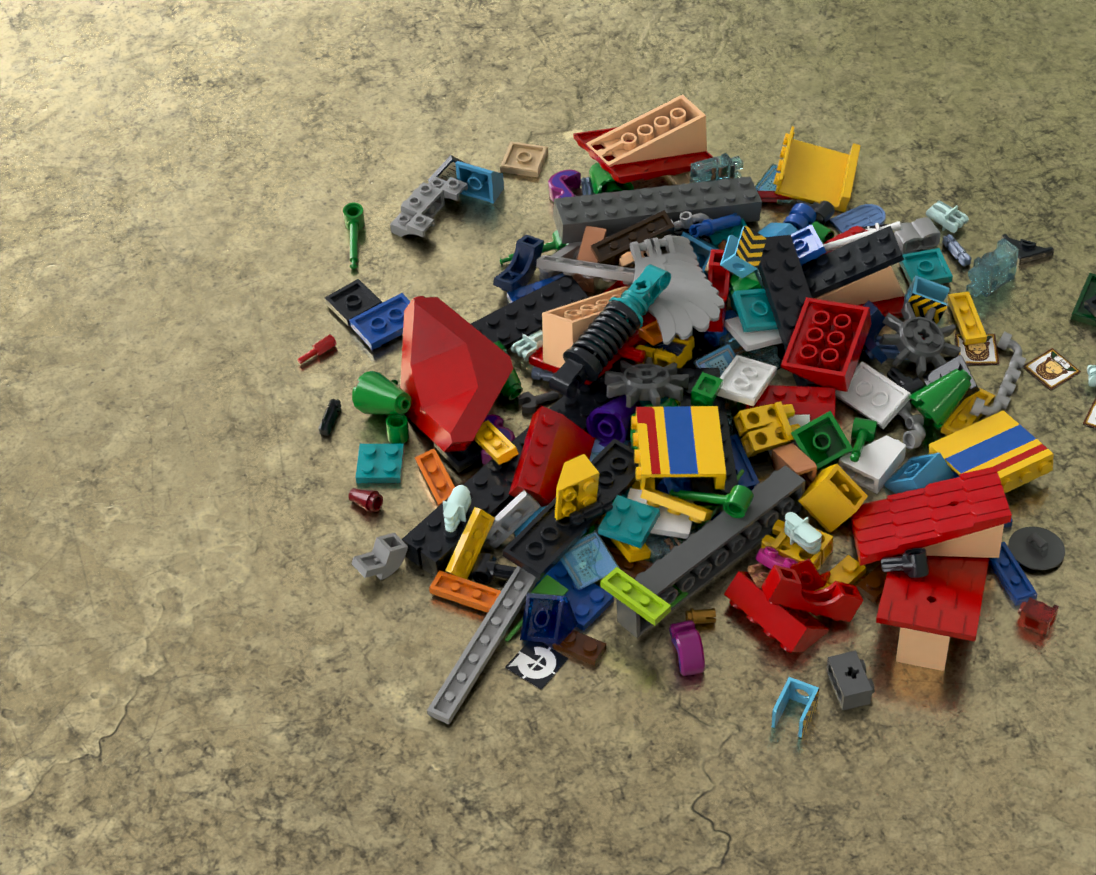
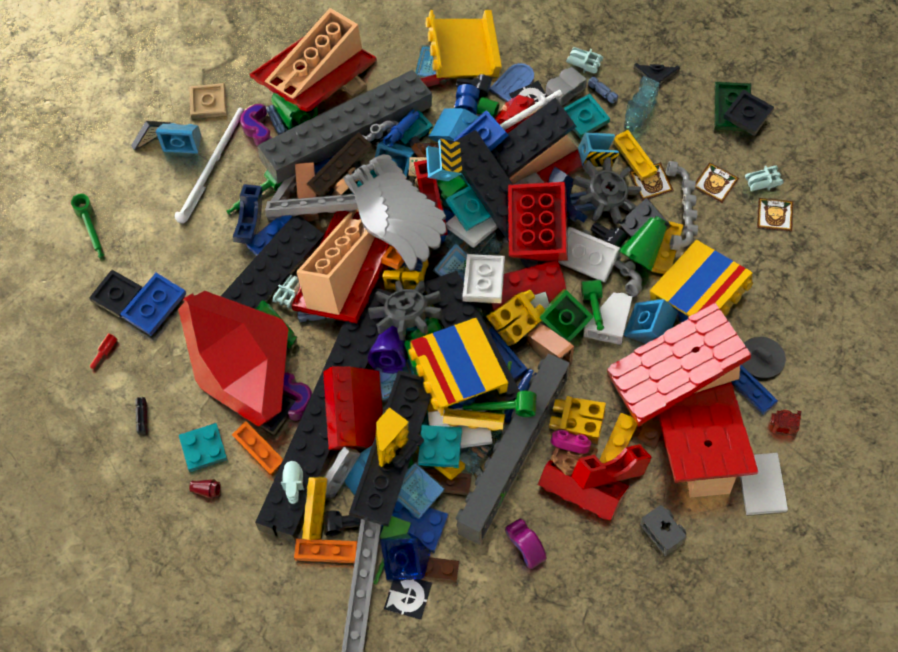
camera: 20 degrees left, 15 degrees up
(379, 395) = (181, 386): green cone -> none
(384, 559) = (244, 544): light grey brick -> none
(397, 427) = (202, 402): green piece -> none
(424, 204) = (139, 174): light grey bracket -> none
(457, 249) = (198, 189): none -> white bar
(495, 443) = (301, 406): yellow plate -> none
(533, 401) = (311, 343): dark grey bar -> none
(608, 332) = (360, 274): black piece -> none
(632, 353) = (378, 283): red axle -> none
(635, 596) = (476, 521): lime plate -> none
(701, 616) = (524, 509): pearl gold pin -> none
(705, 390) = (459, 303): green bracket -> none
(716, 168) = (381, 72): clear light blue hips -> none
(790, 692) = (641, 556): medium azure piece -> none
(802, 533) = (583, 411): light aqua arm -> none
(809, 576) = (601, 448): red bracket -> none
(832, 497) = (592, 366): yellow slope -> none
(913, 563) = (682, 414): black axle -> none
(985, 671) = (764, 491): none -> white tile

